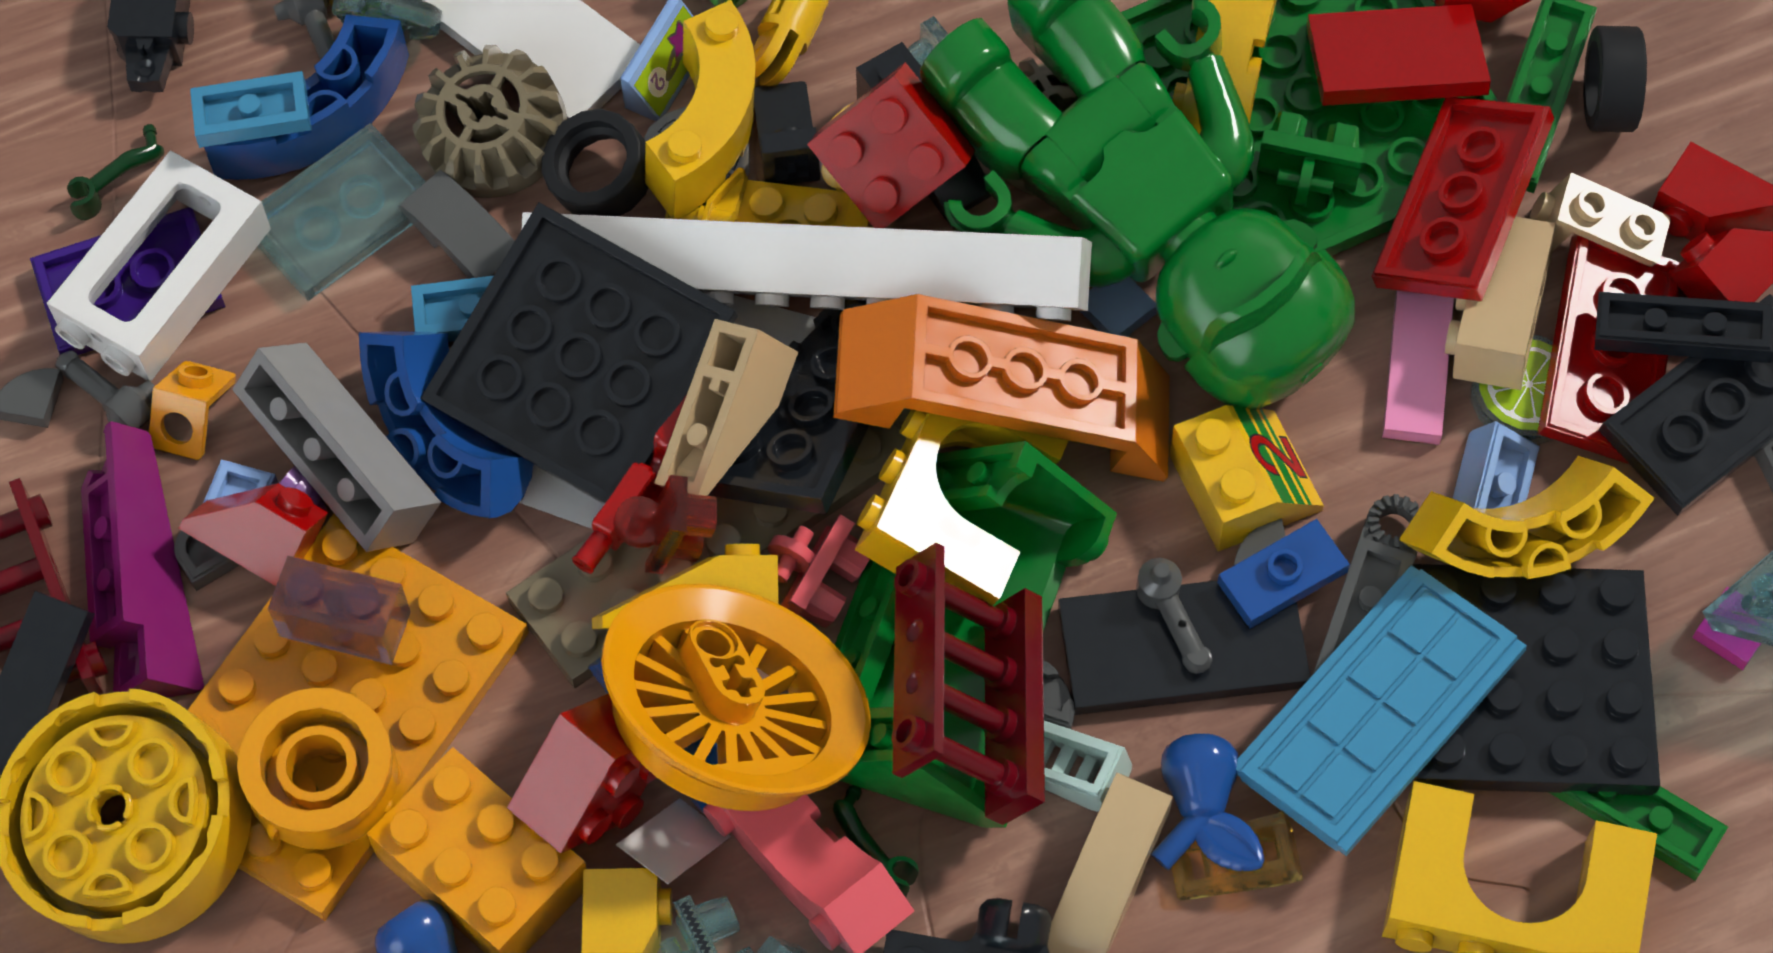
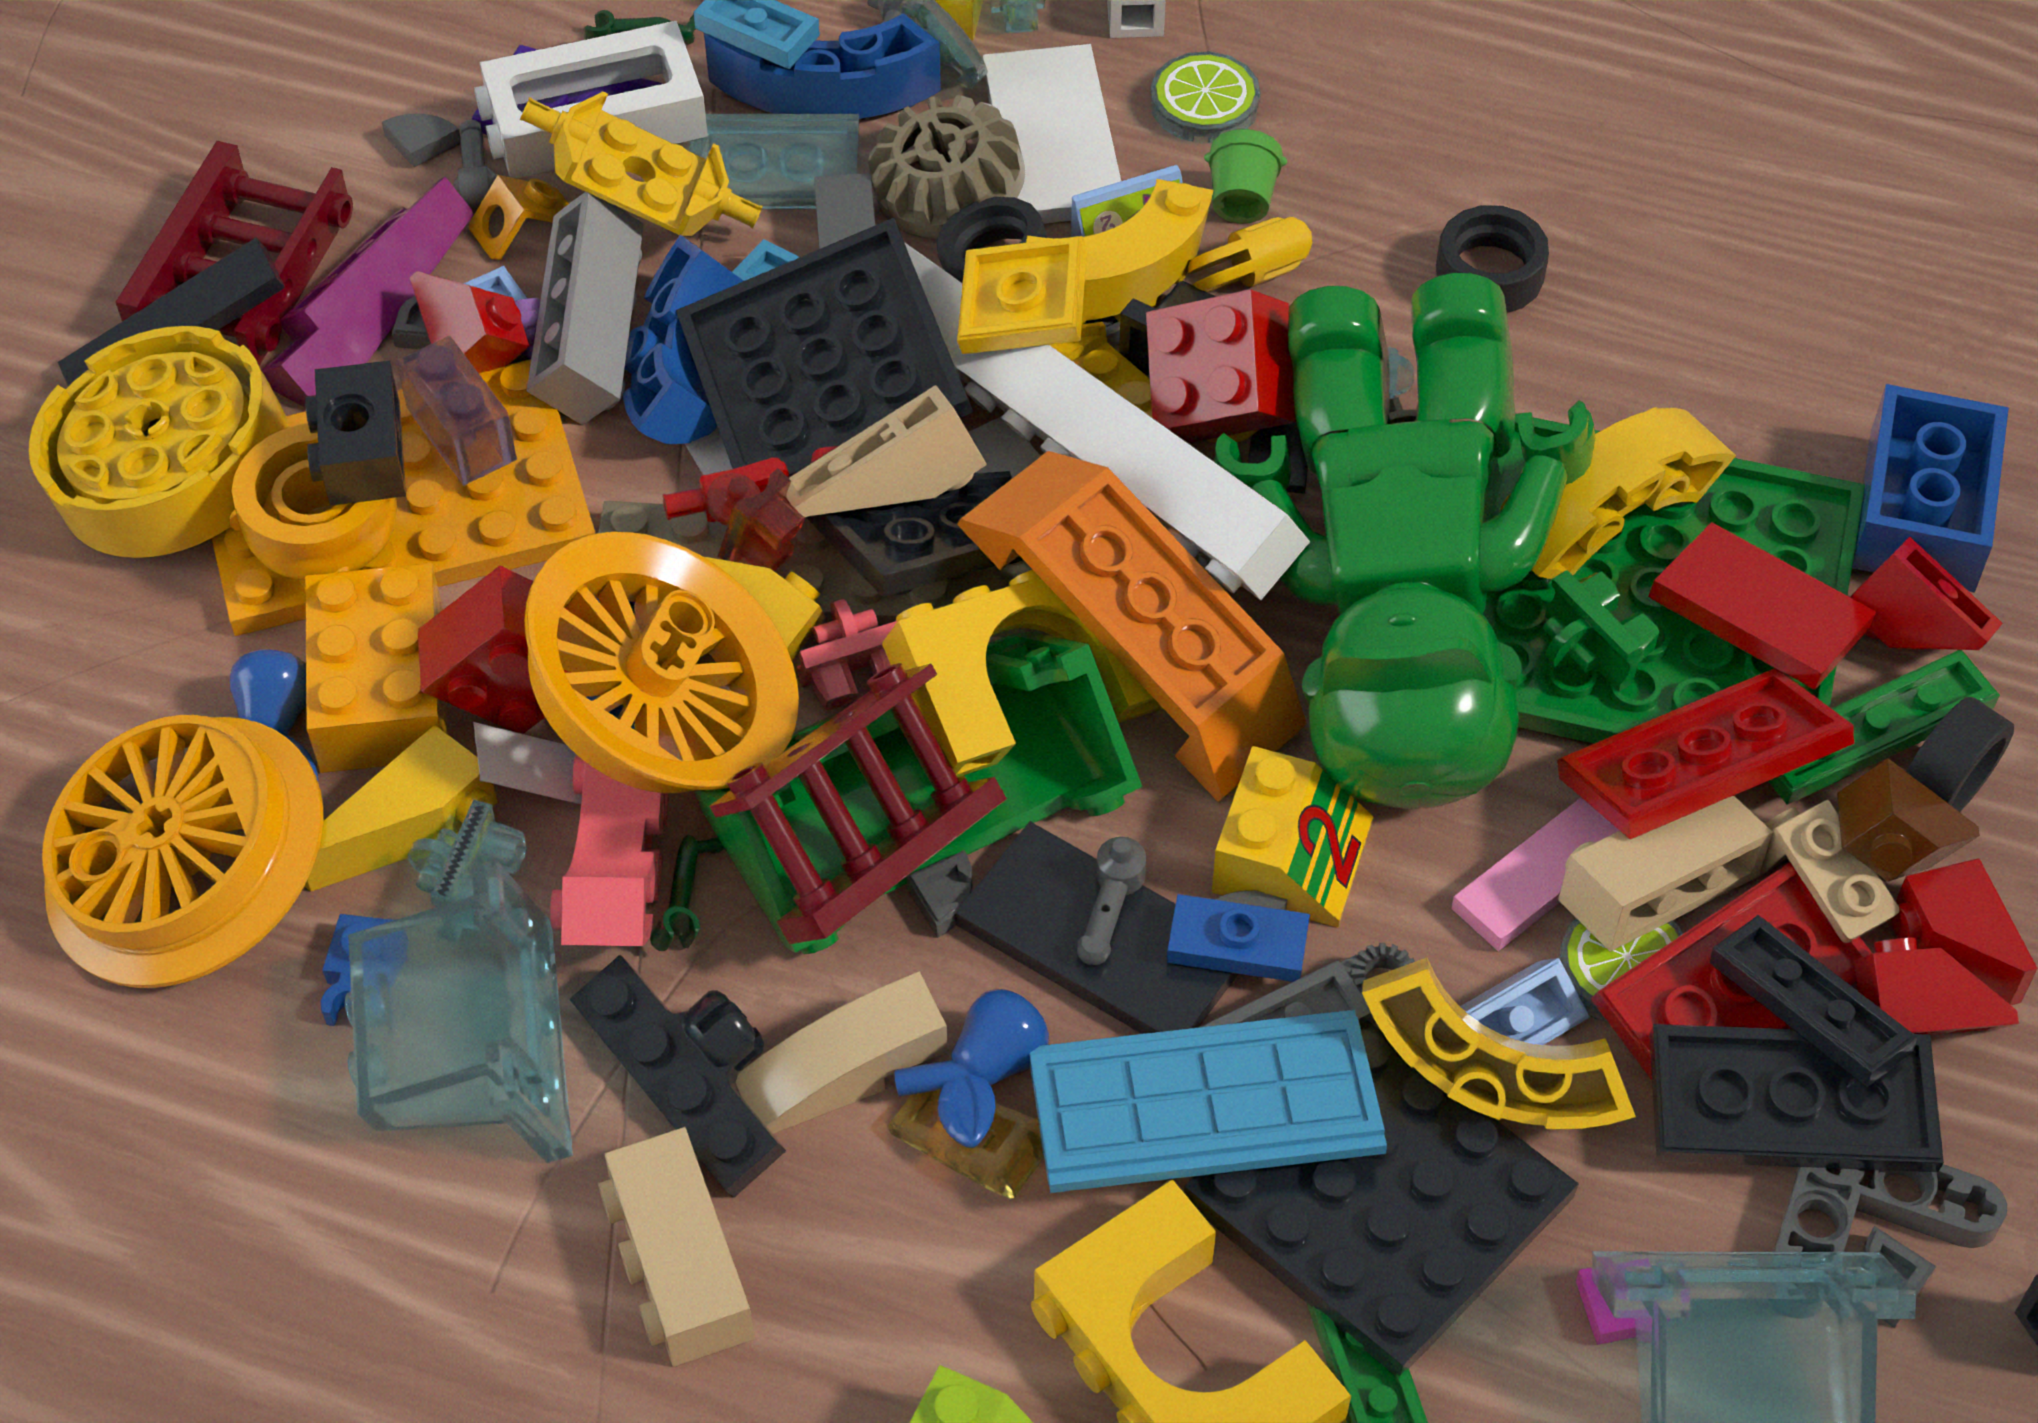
camera: 40 degrees right, 10 degrees down
(310, 661) = (357, 433): none -> black brick
(311, 287) = (679, 186): none -> yellow plate
(700, 196) = (1022, 295): none -> yellow tile
(1095, 754) = (937, 970): light aqua slope -> none
(1119, 308) = (1306, 636): light blue tile -> none
(1627, 156) = (1899, 823): none -> reddish brown slope

